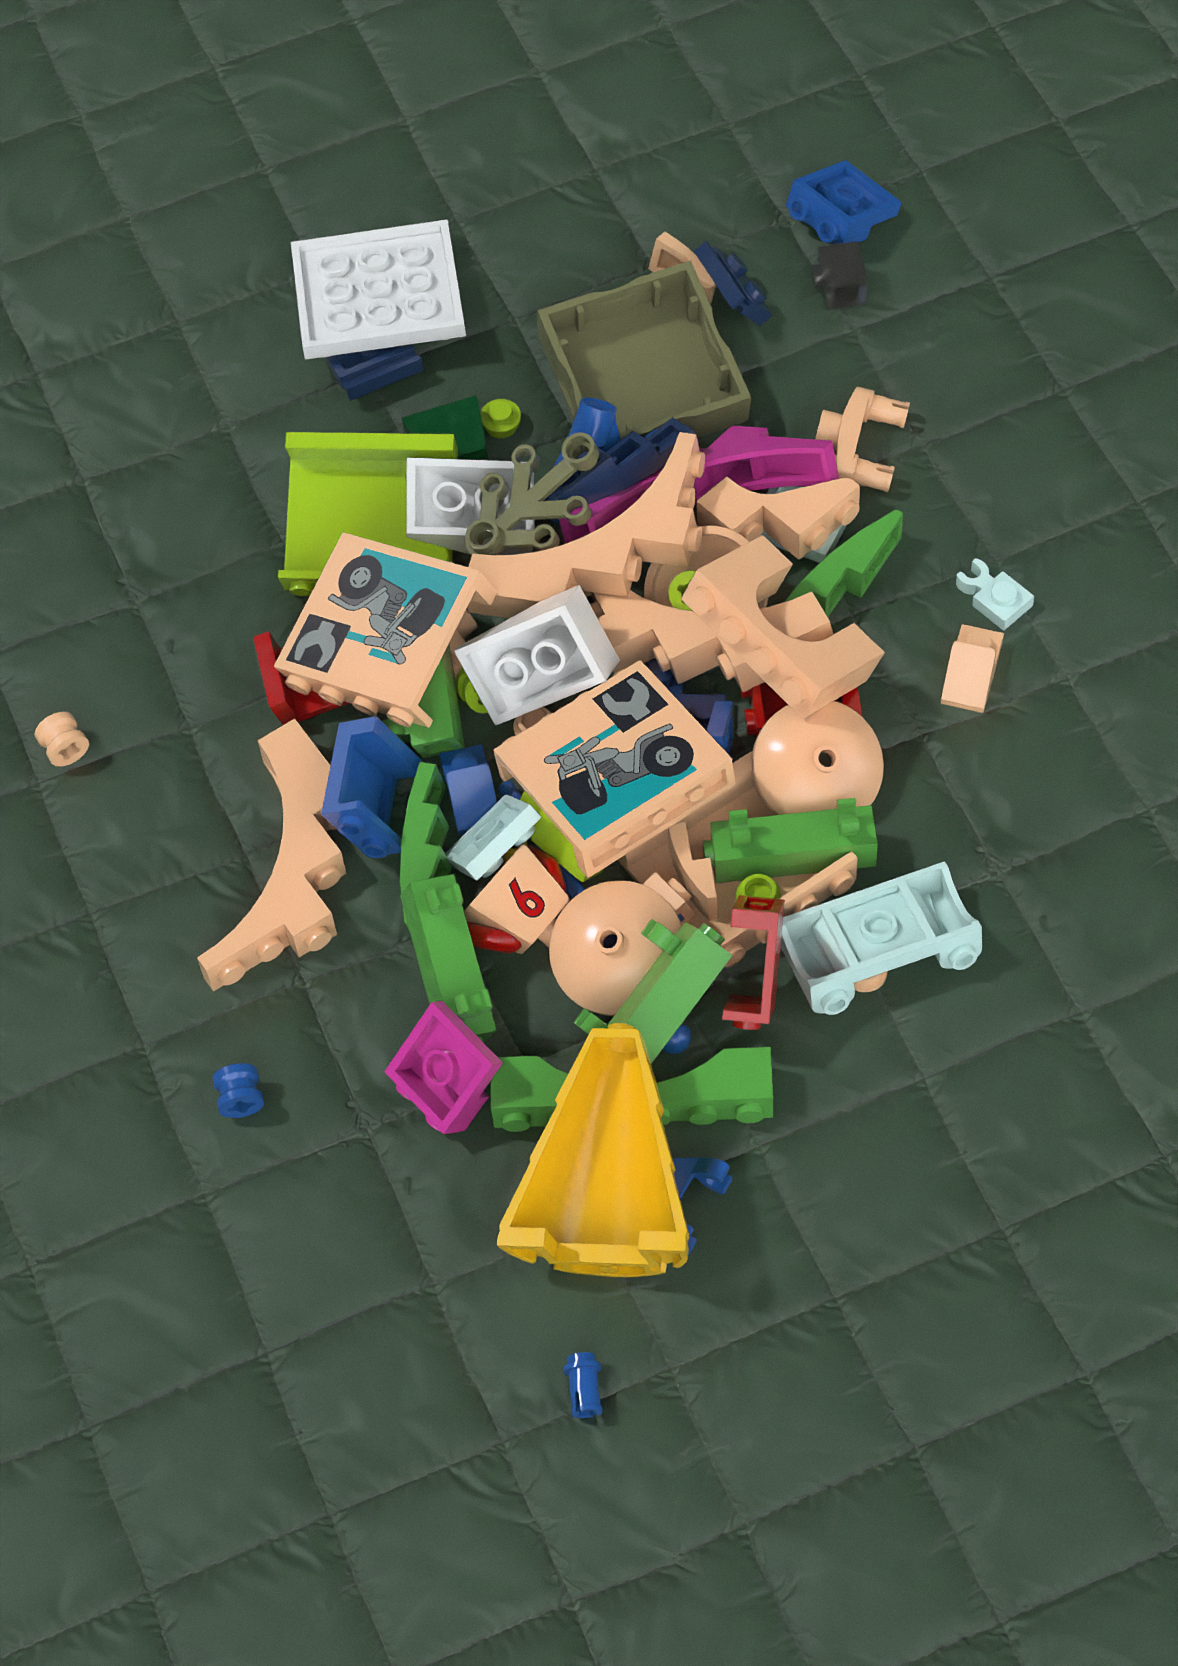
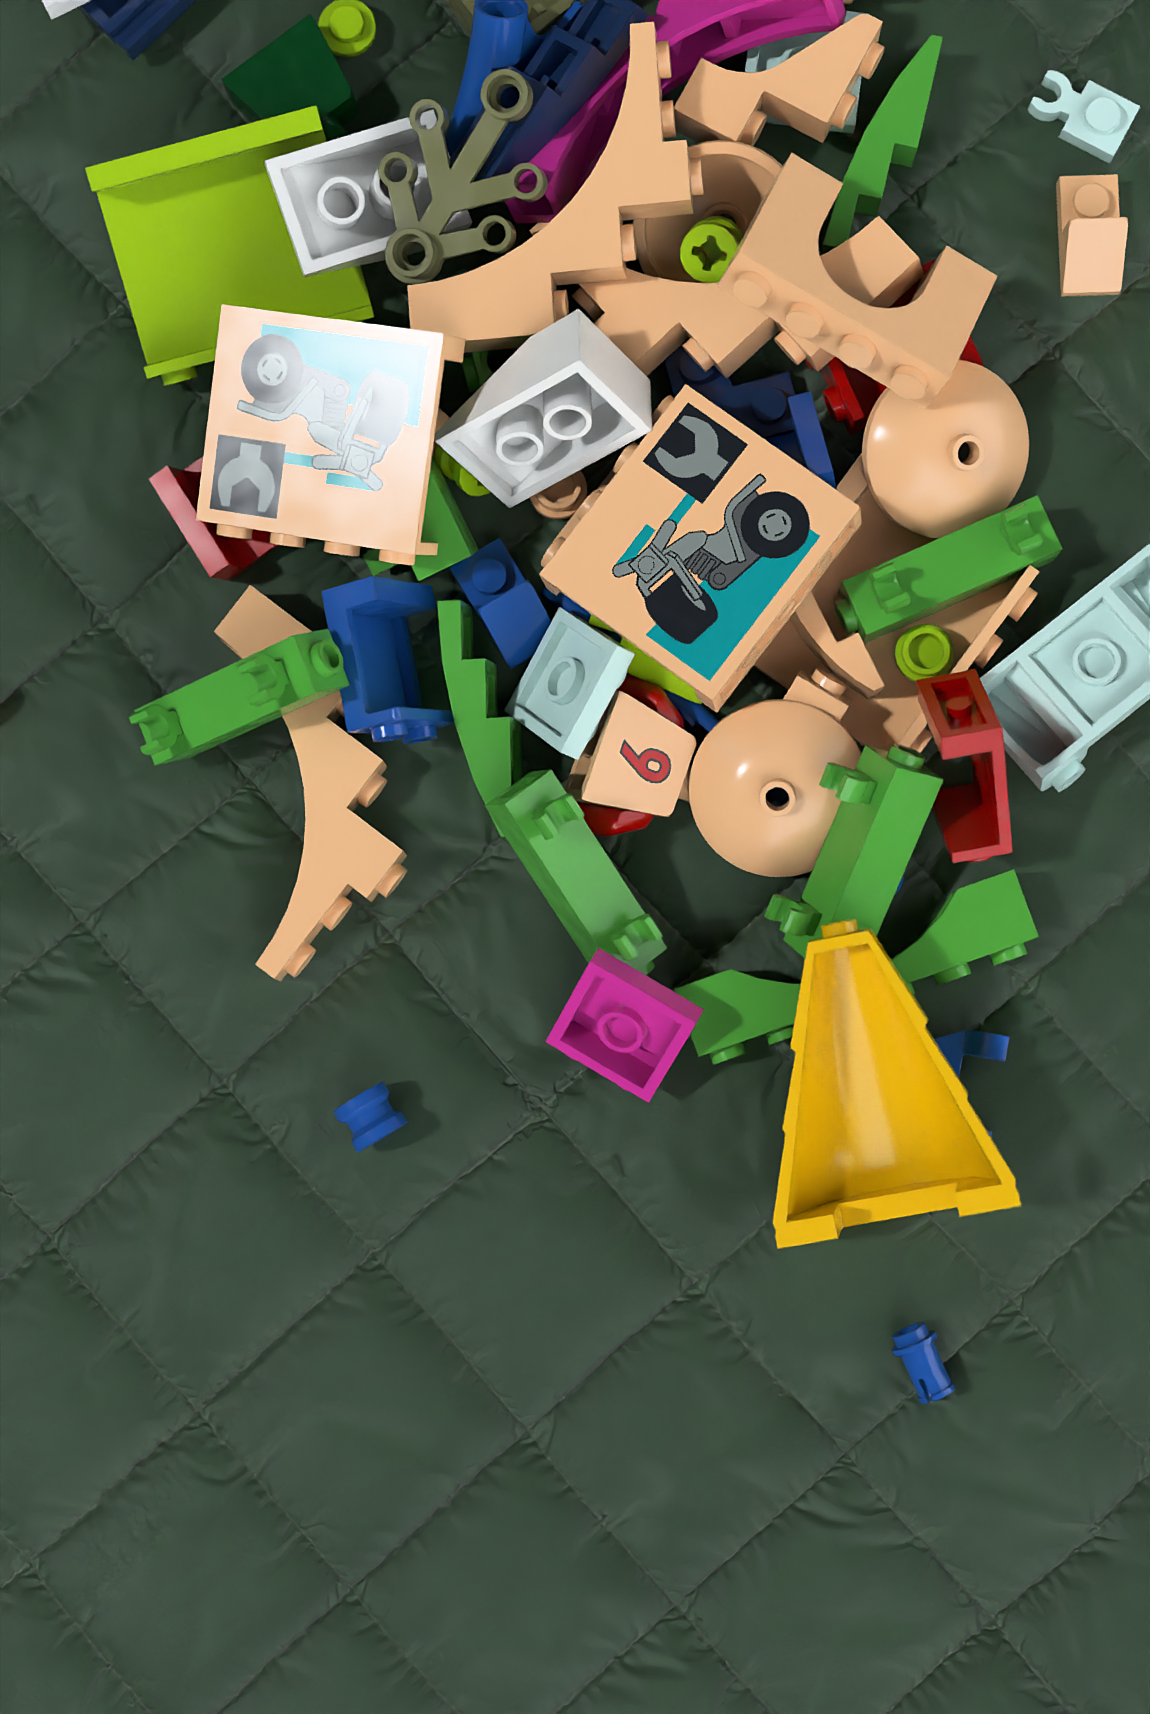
camera: 15 degrees left, 25 degrees up
(256, 778) = (241, 697): none -> bright green brick

